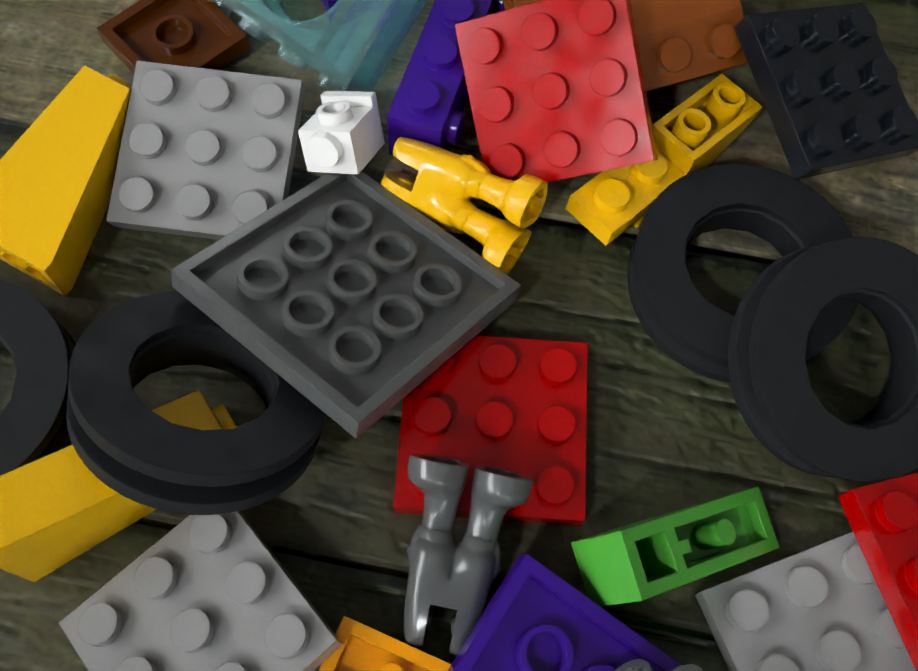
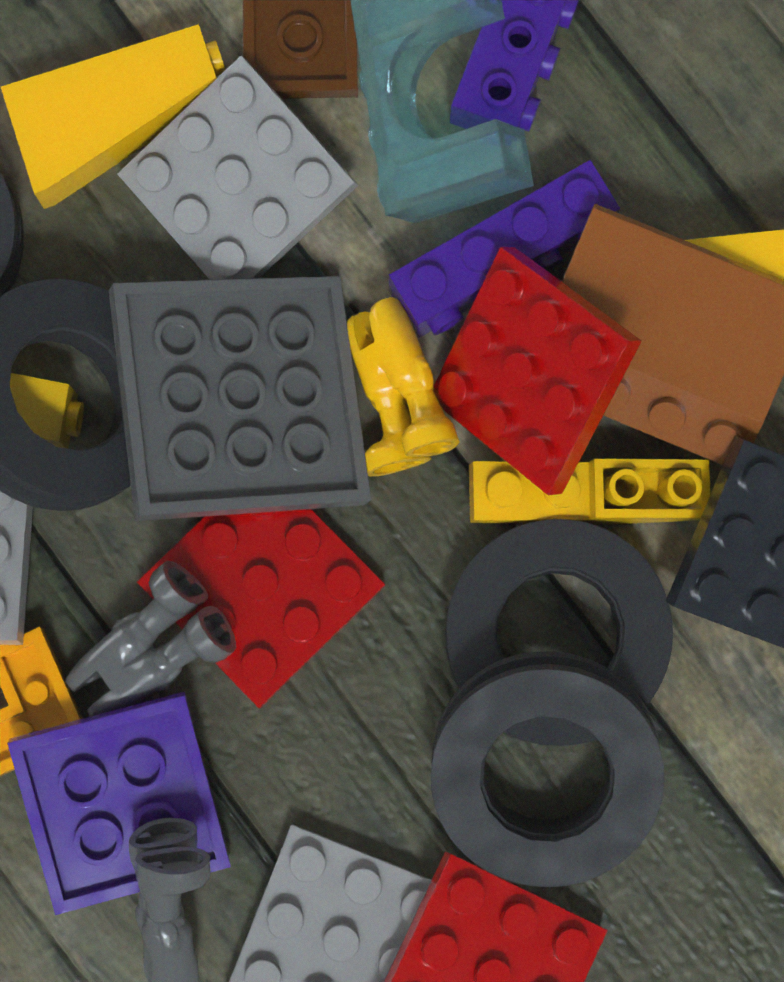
camera: 45 degrees right, 15 degrees up
(342, 133) = (350, 254): white brick -> none
(674, 548) = (302, 782): bright green slope -> none

